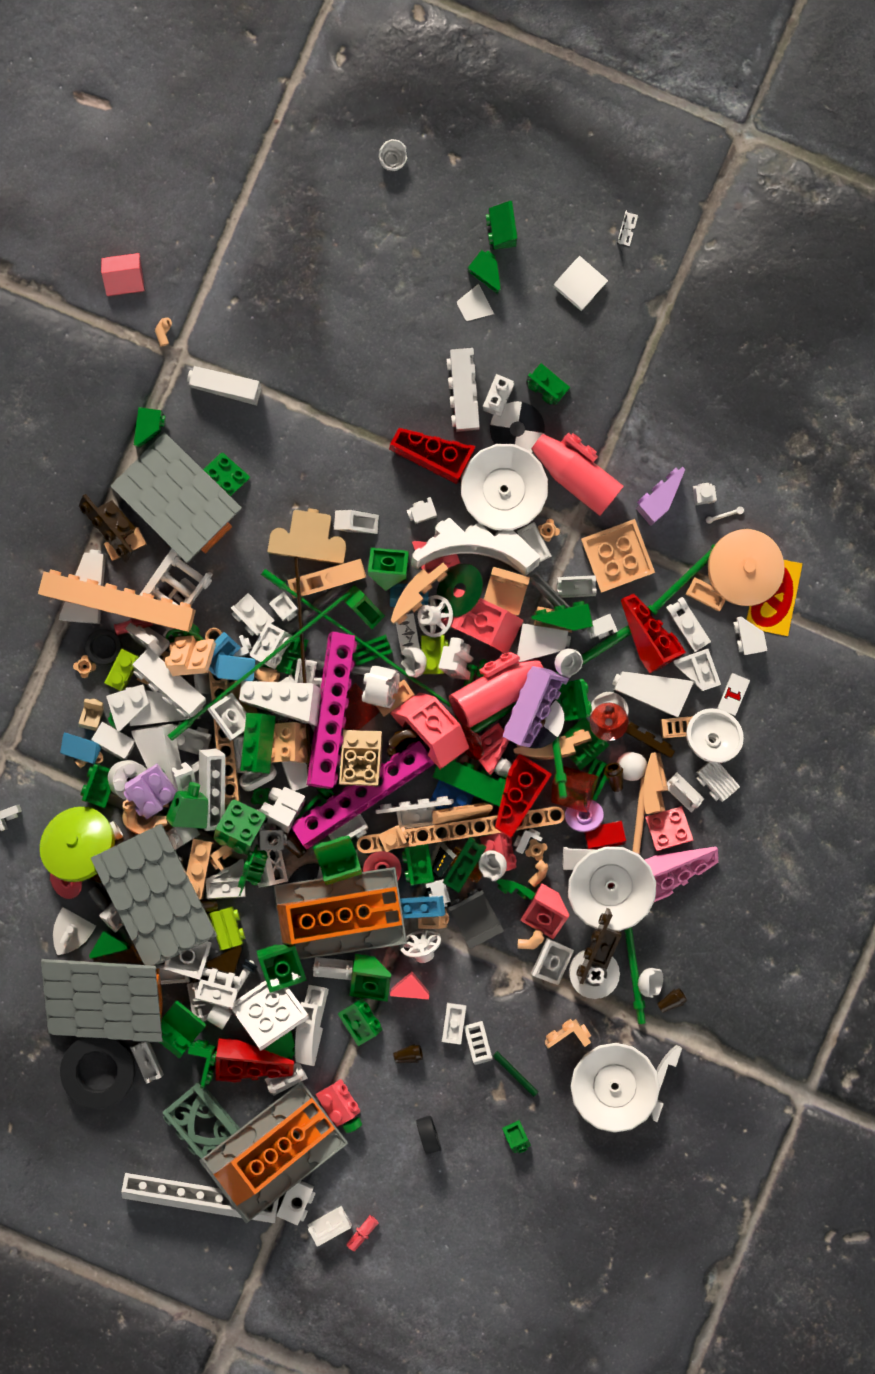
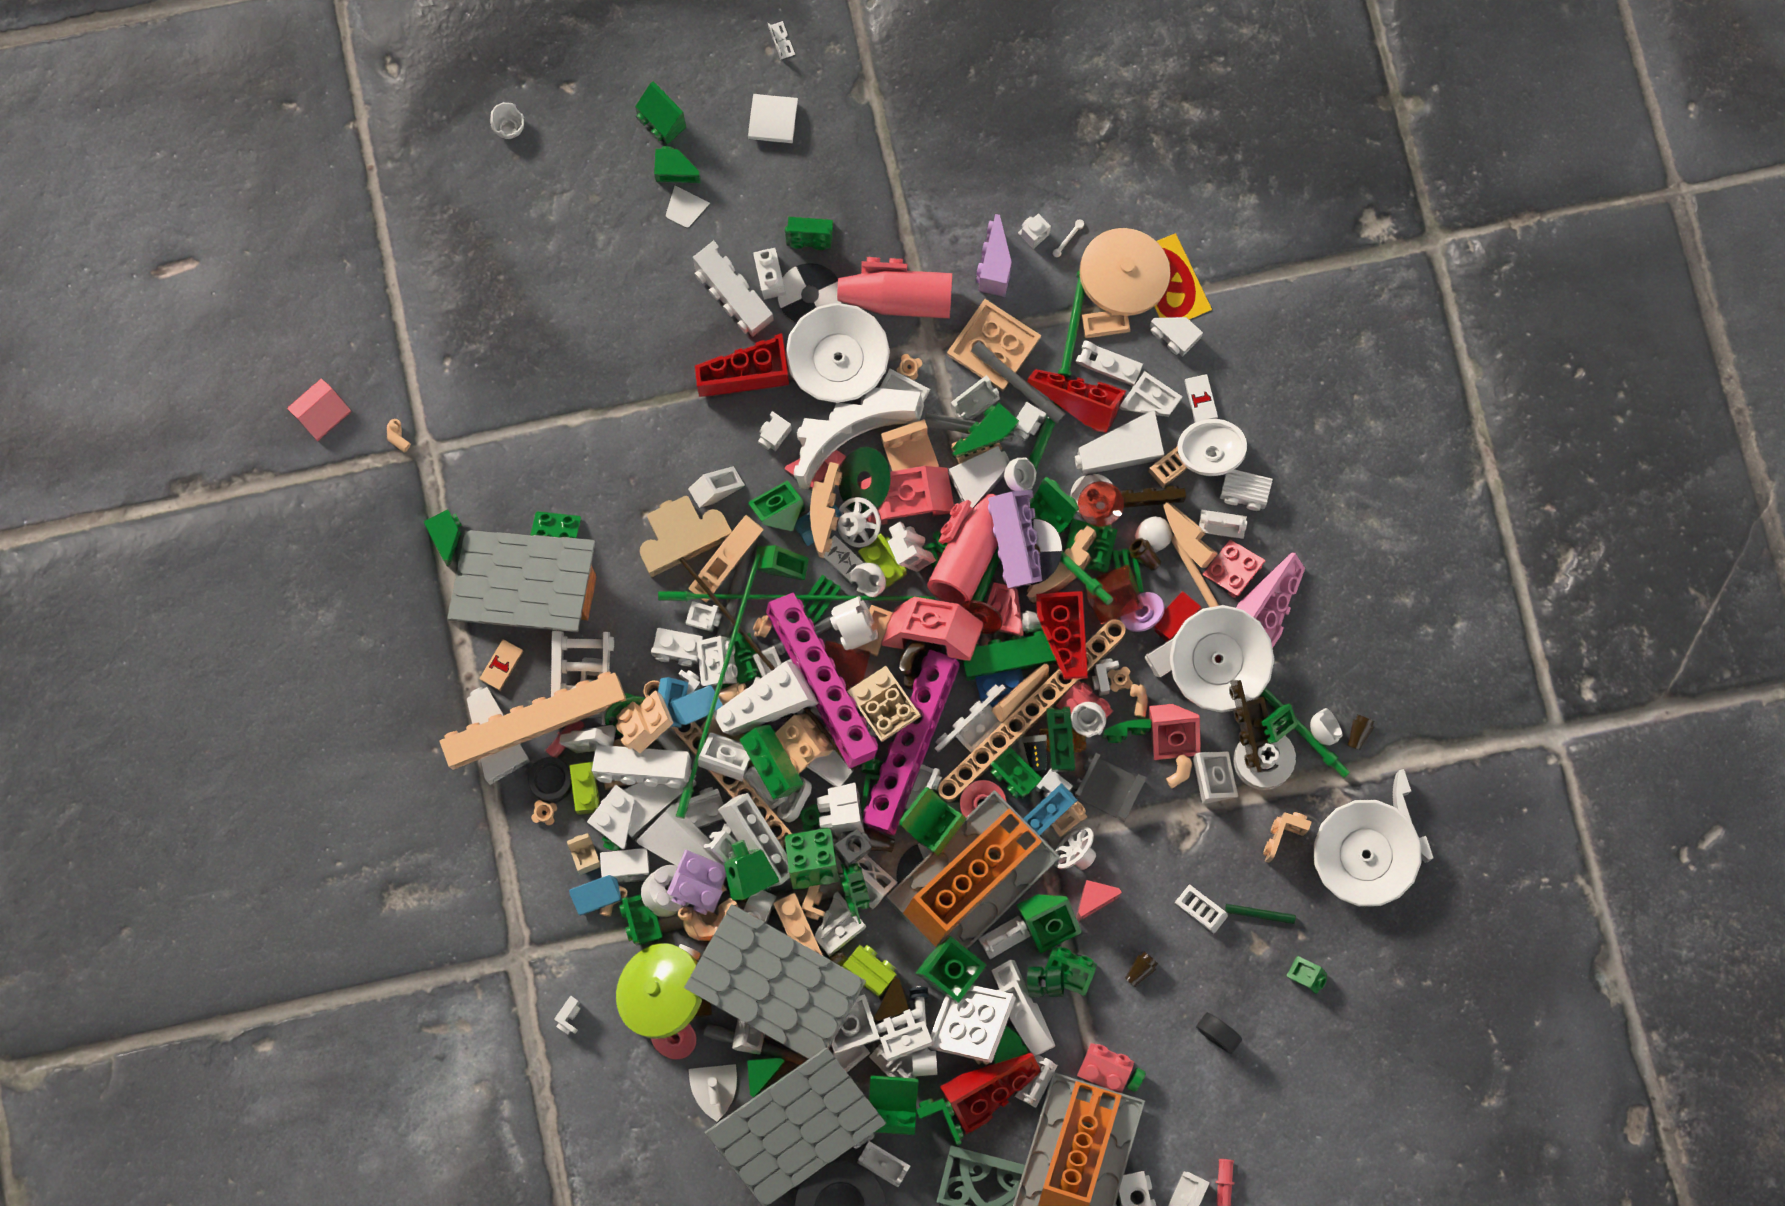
camera: 30 degrees left, 10 degrees down
(110, 523) = (473, 654): dark brown bracket -> none
(225, 385) = (495, 443): white slope -> none
(319, 642) = (762, 626): none -> light nougat plate
(342, 1024) = (1053, 978): none -> dark green wheel
(393, 838) = (972, 761): light nougat bracket -> none
(454, 1023) = (1163, 906): white plate -> none
(606, 563) = (1045, 405): none -> dark grey piece
(620, 955) = (1272, 725): none -> green tile

